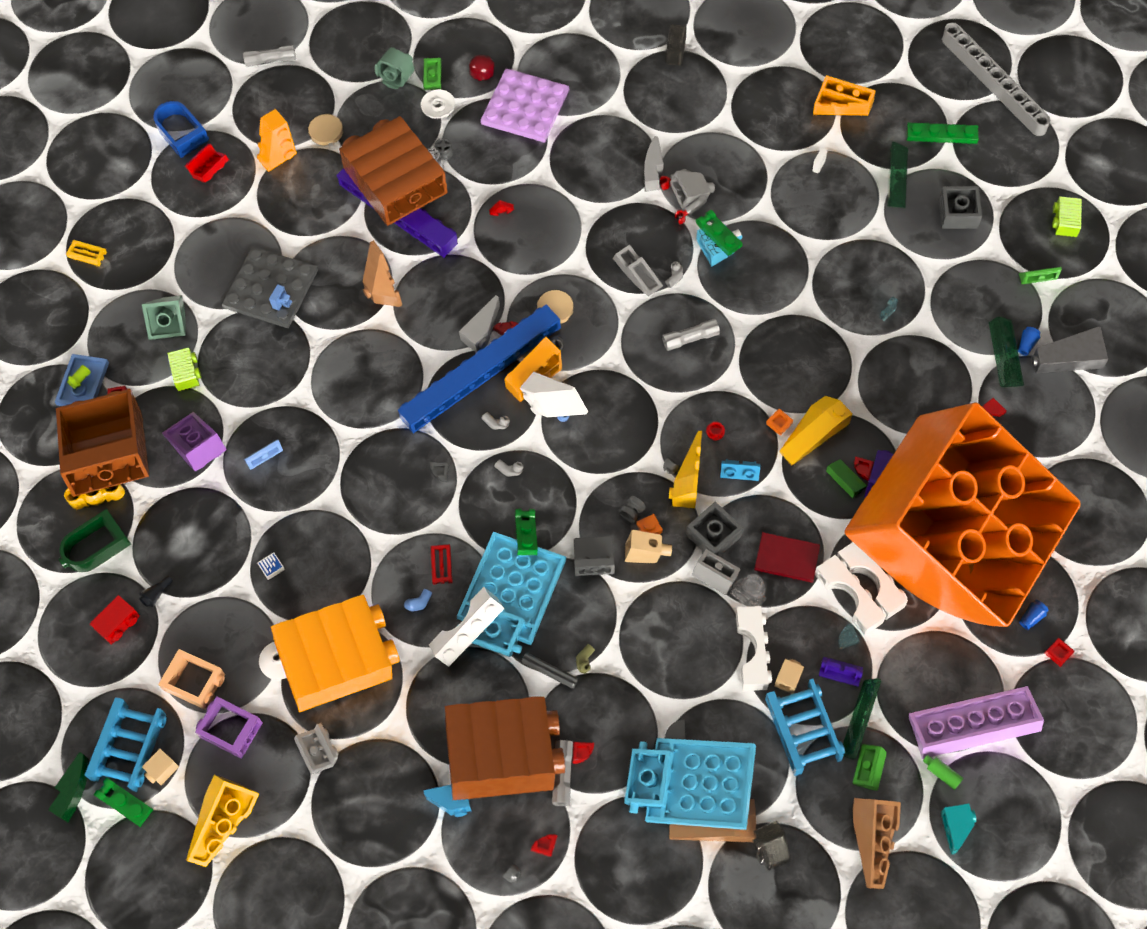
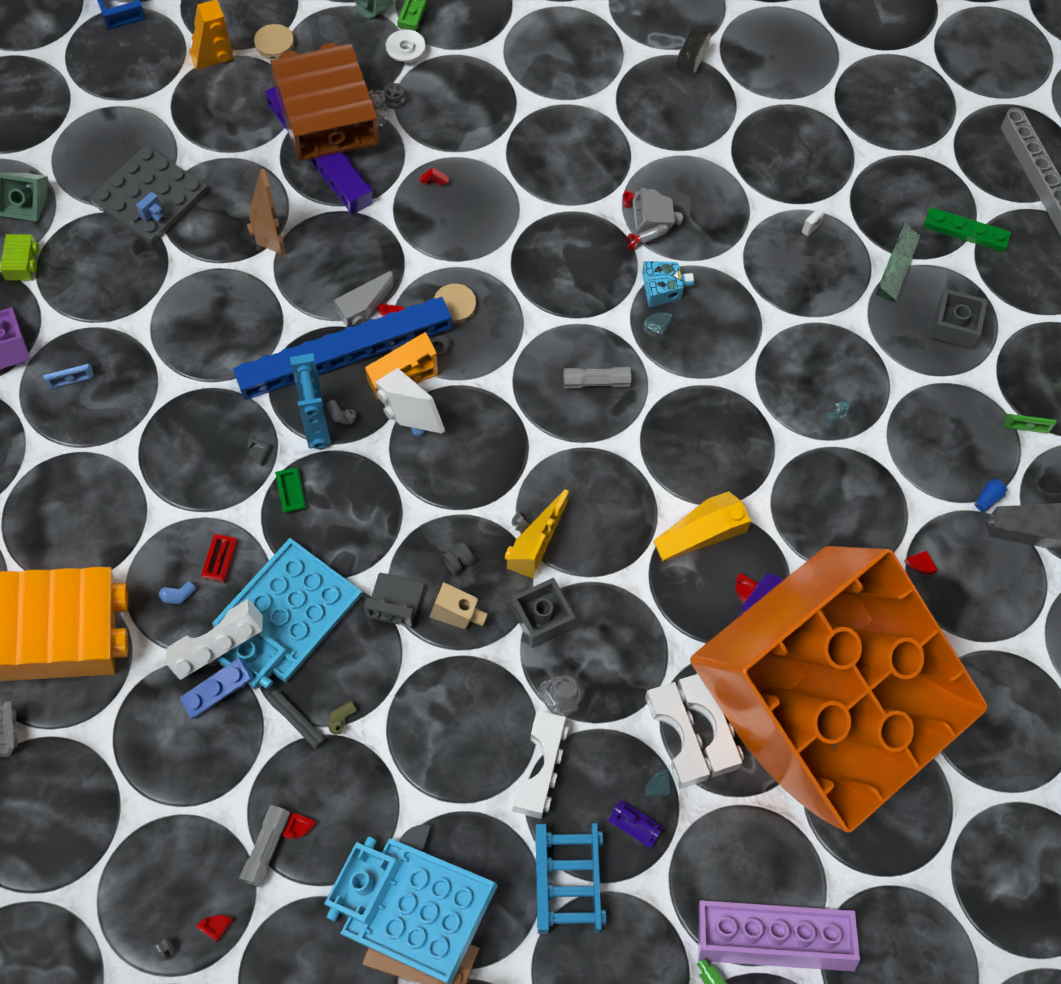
camera: 10 degrees right, 0 degrees up
(206, 163) = (130, 42): red bracket -> none
(271, 566) = (29, 504): tile -> none
(443, 799) = (126, 837): dark azure slope -> none
(471, 416) = (310, 401): none -> dark azure fence
(478, 494) = (290, 490): none -> green tile
(480, 664) = (216, 688): none -> plate
(481, 67) = (469, 19): dark red hair -> none
(502, 747) = (199, 795): dark orange brick -> none
(513, 470) = (338, 474): light grey arm -> none
(525, 105) = (502, 73): lavender plate -> none
(526, 532) = (326, 550): green plate -> none
(637, 270) = (561, 288): light grey slope -> none
(649, 524) = (472, 583): orange plate -> none
(653, 166) = (620, 177): light grey slope -> none
(677, 274) = (605, 305): light grey arm -> none
(715, 431) = (586, 496): red plate -> none
(715, 572) = (527, 660): light grey brick -> none
(719, 233) = (667, 271): green plate -> none
(723, 276) = (658, 322): none -> clear light blue tile
(733, 470) = (592, 547): dark azure hinge -> none
(779, 422) = (664, 506): orange plate -> none
(787, 557) = (619, 668): dark red tile -> none
(789, 675) = (572, 810): tan brick -> none
(843, 98) = (863, 159): light orange wedge -> none
(846, 478) = (720, 594): bright green slope -> none
(860, 717) = (639, 888): clear green slope -> none
(869, 767) = (631, 951): bright green slope -> none
(1006, 352) = (959, 502): clear green slope -> none
(1035, 612) = (890, 825): blue cone -> none
(1059, 652) = (908, 880): red tile -> none

